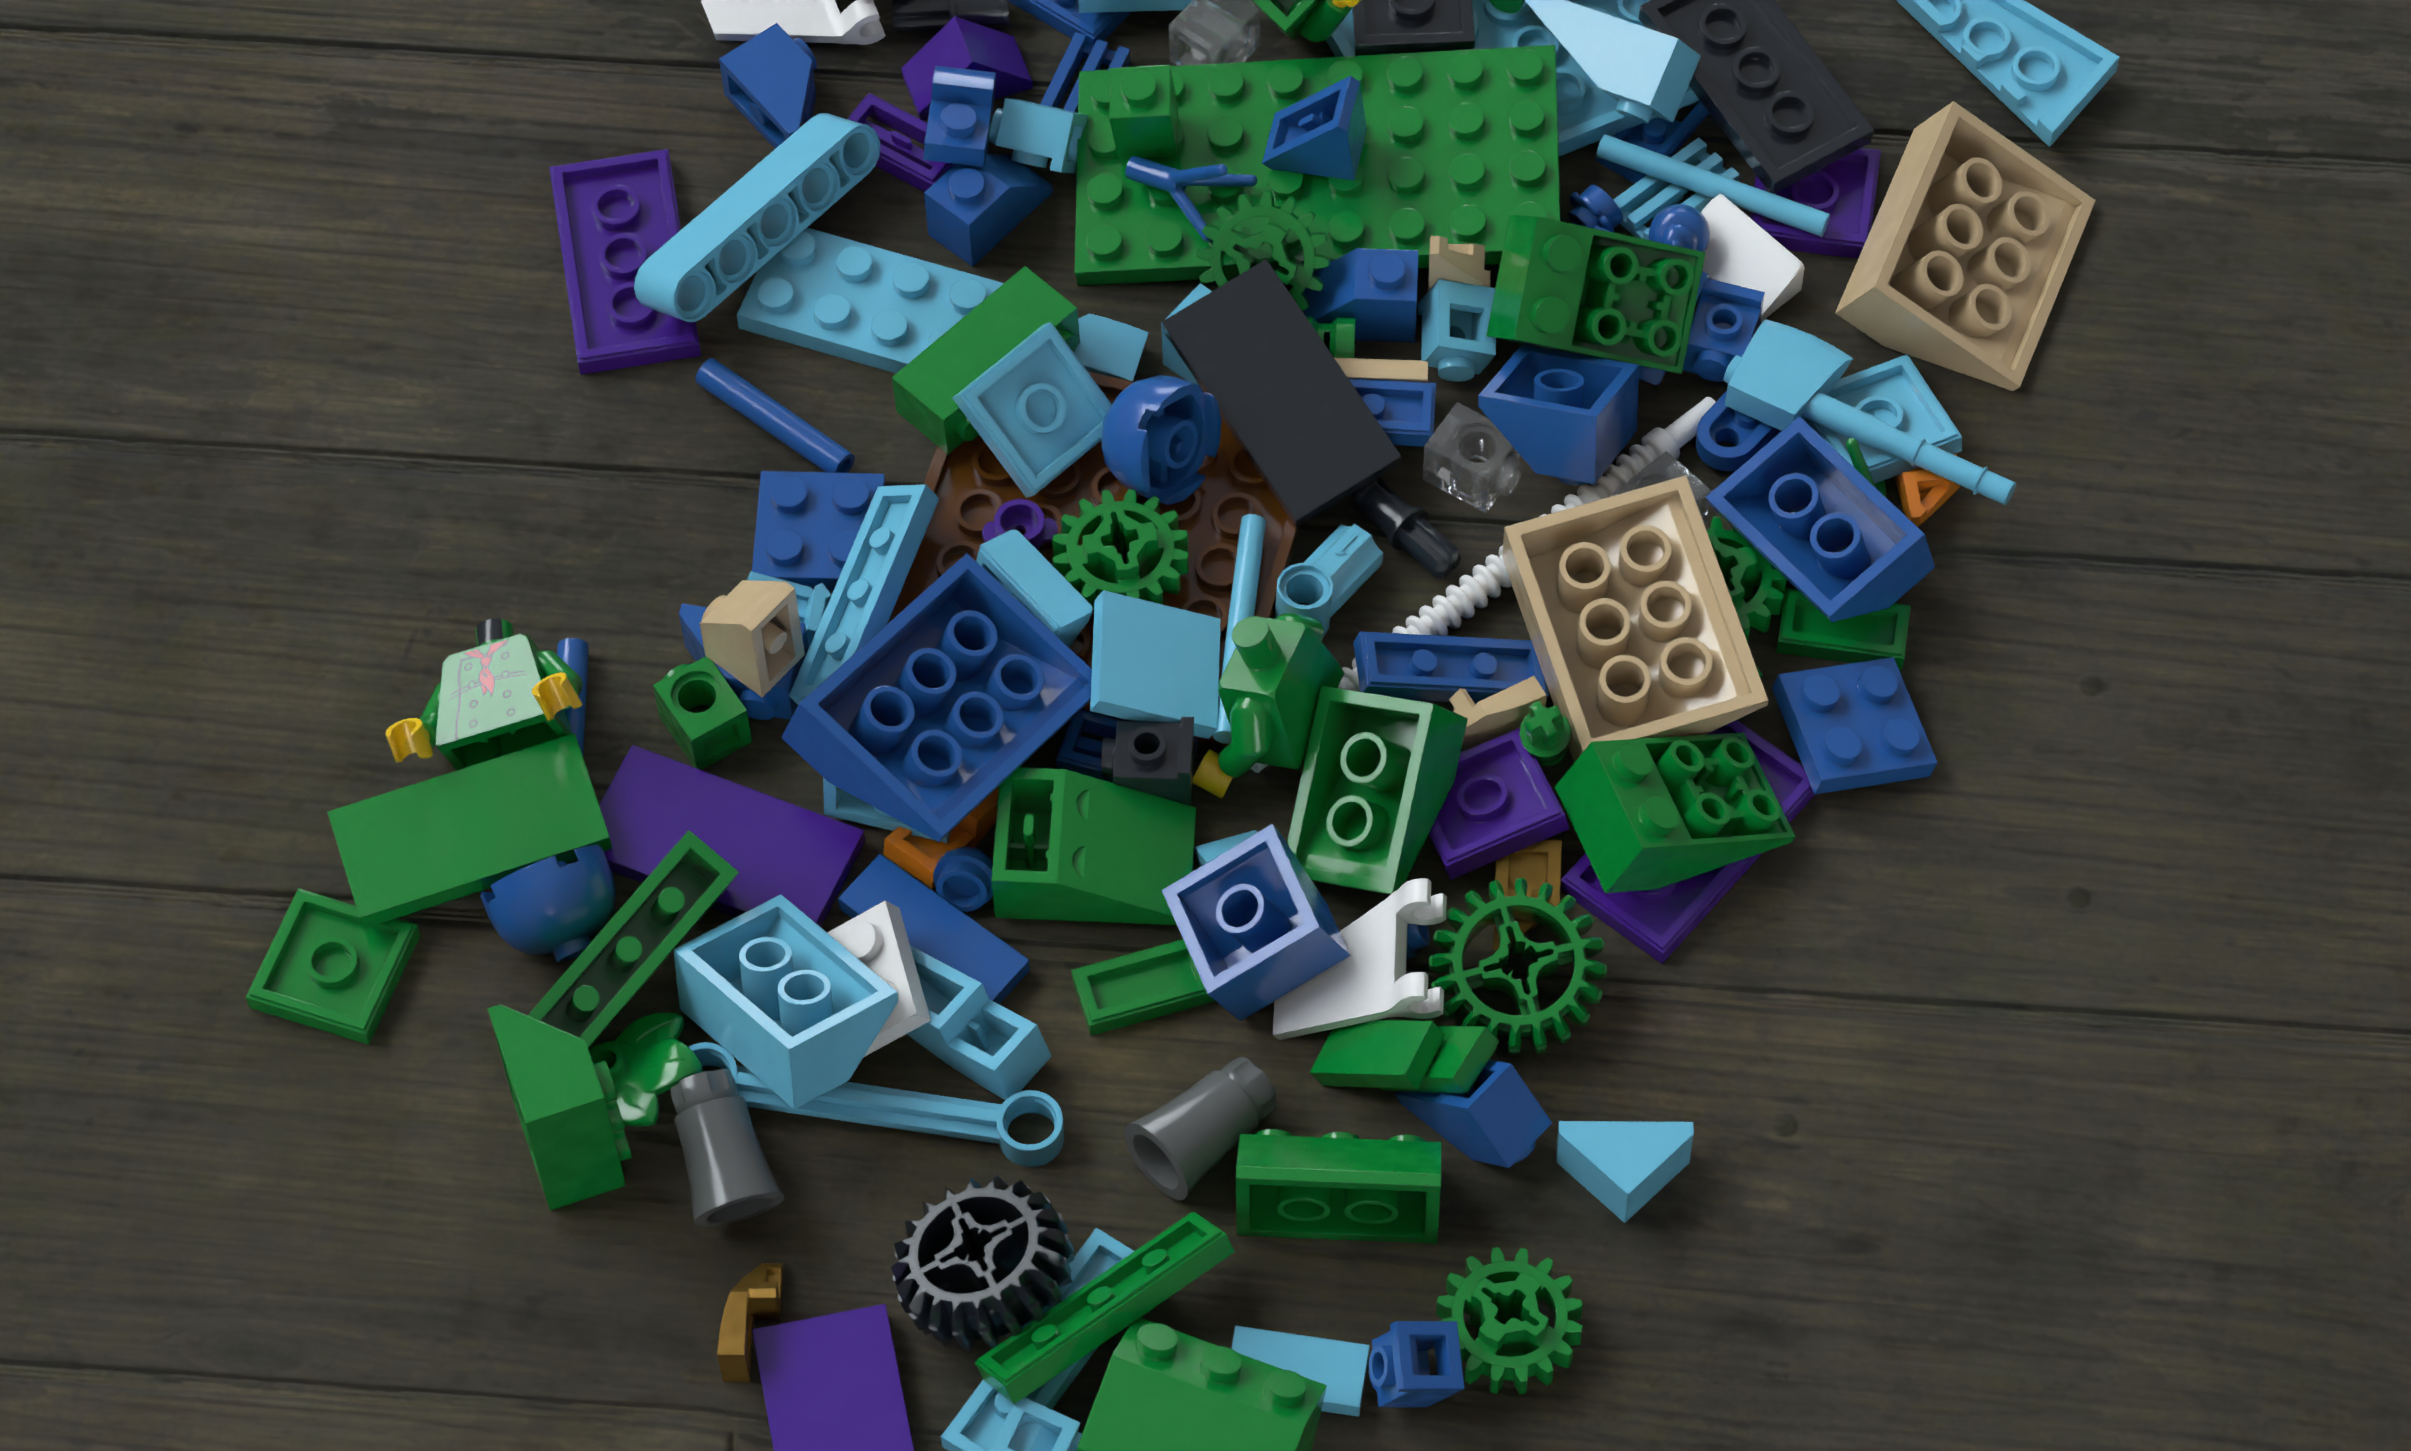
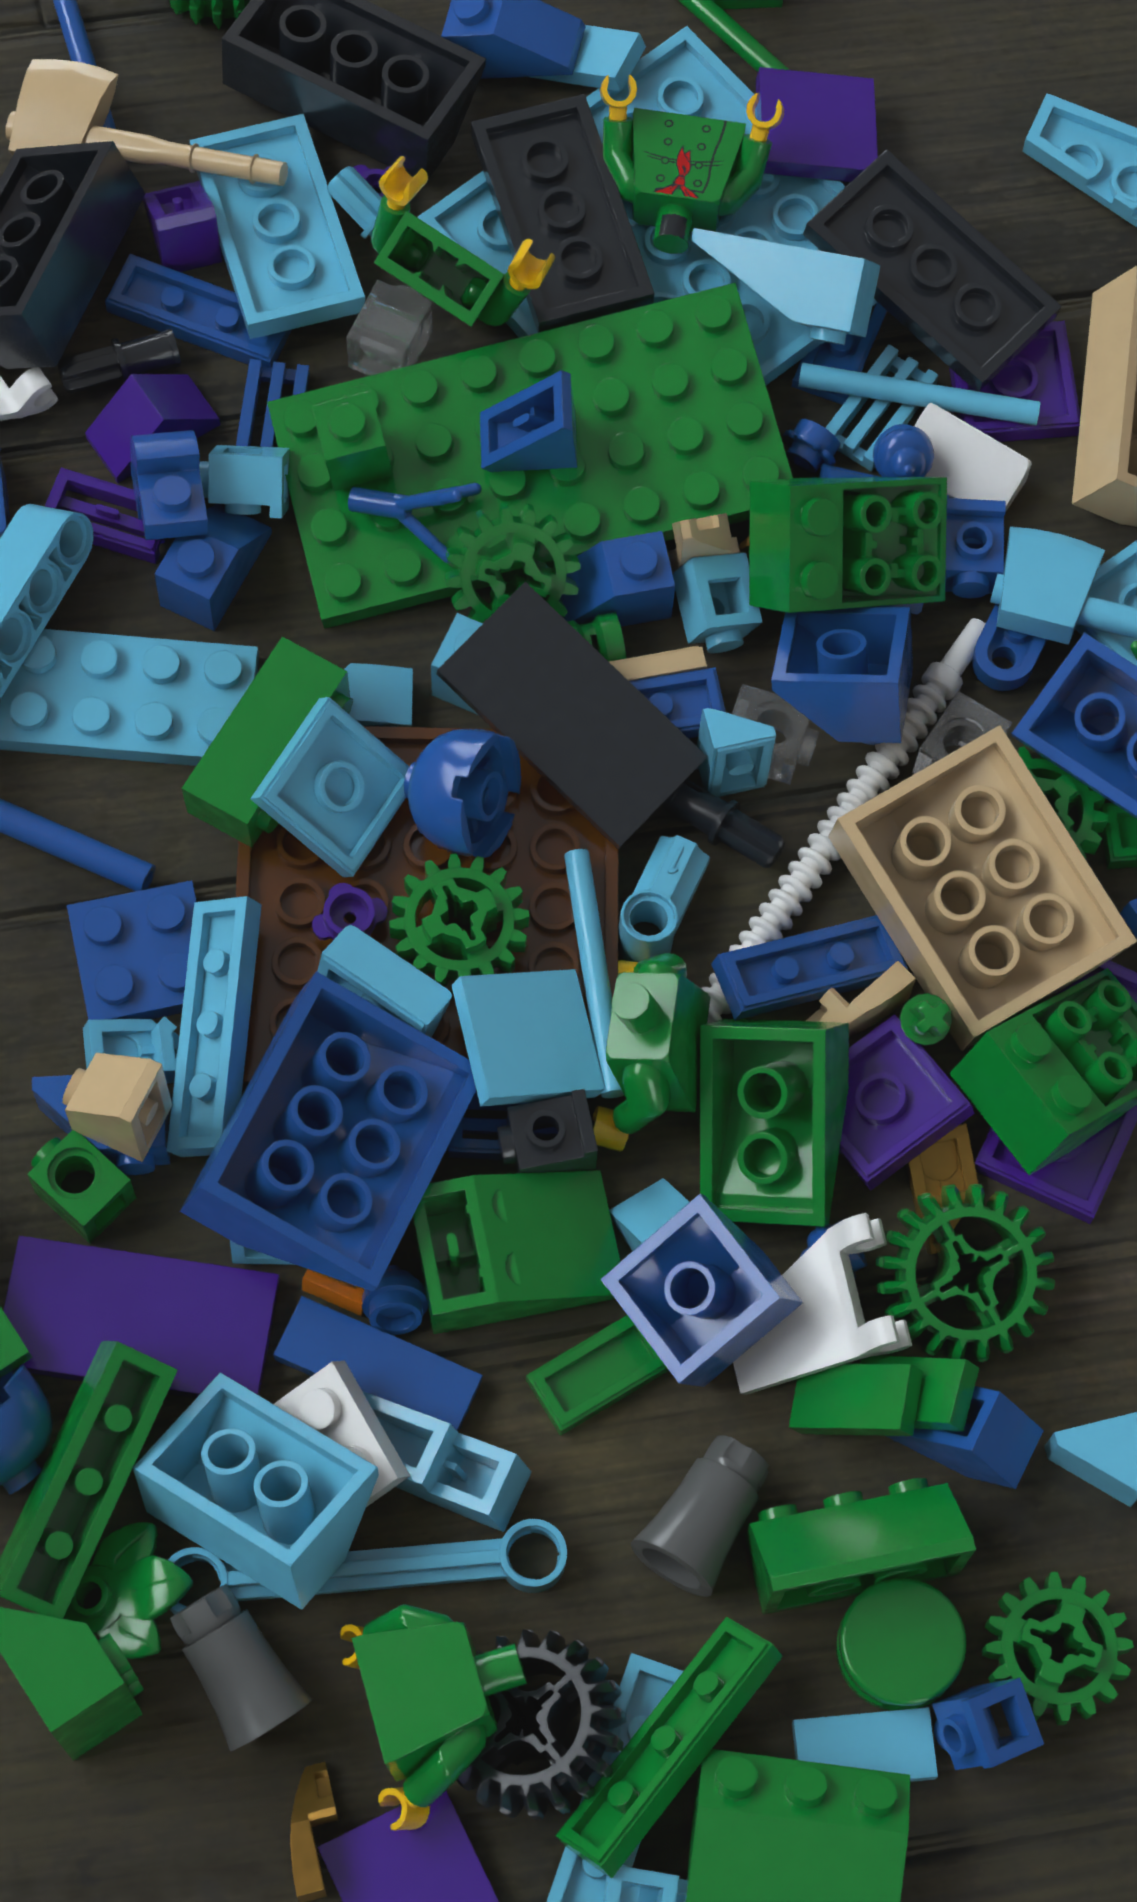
camera: 20 degrees left, 10 degrees up
(886, 1212) = (428, 1700): none -> green torso
(1357, 1280) = (900, 1644): none -> green head
(1431, 461) = (736, 752): none -> medium azure slope

